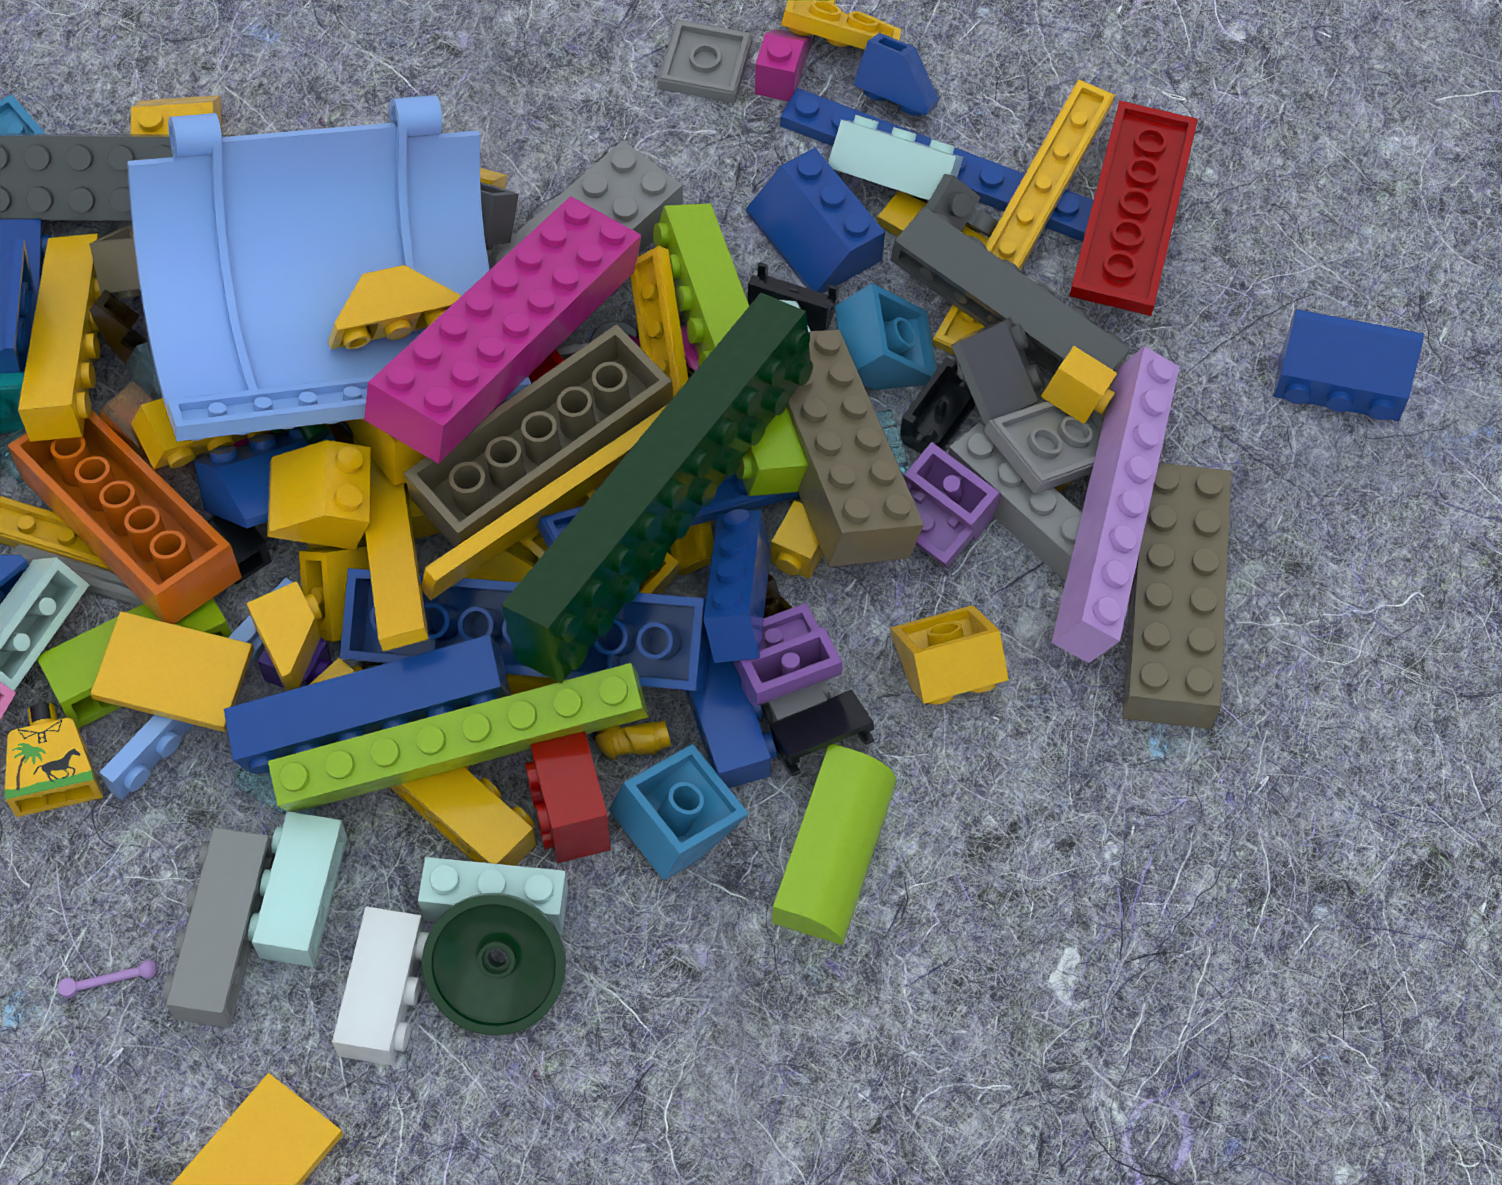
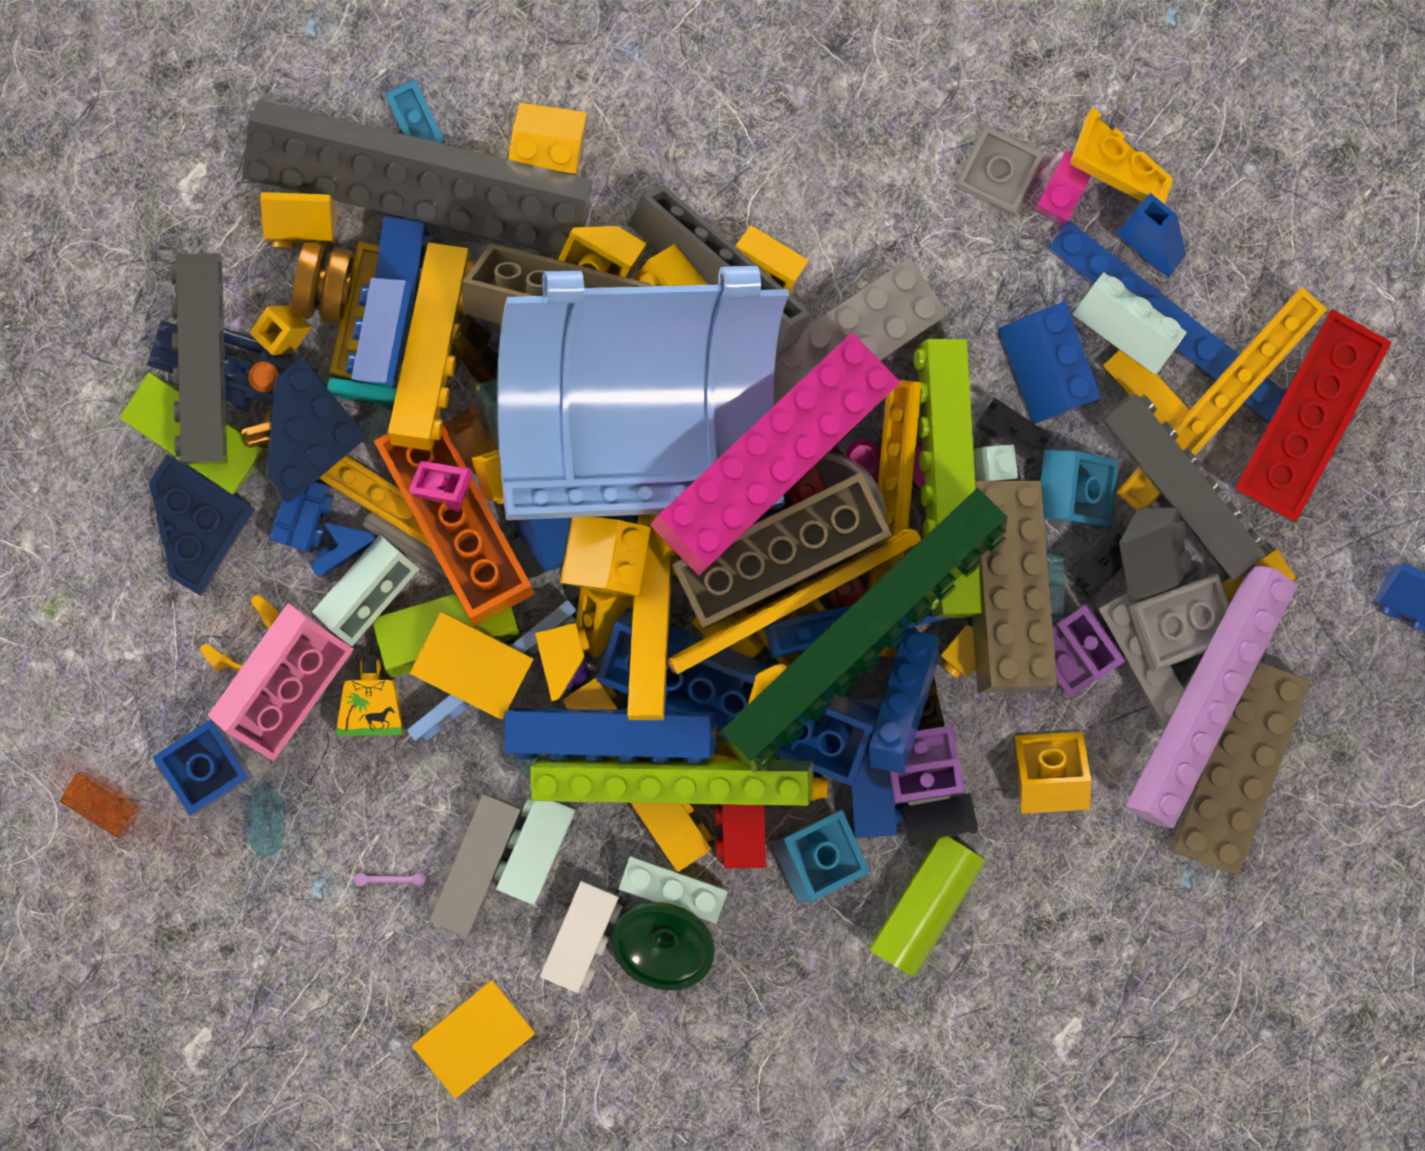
camera: 20 degrees right, 25 degrees up
(103, 451) = (441, 484): none -> dark pink slope
(389, 306) = (687, 420): yellow slope -> none
(958, 204) = (1168, 380): dark grey plate -> none
(1080, 385) = (1215, 582): yellow brick -> none

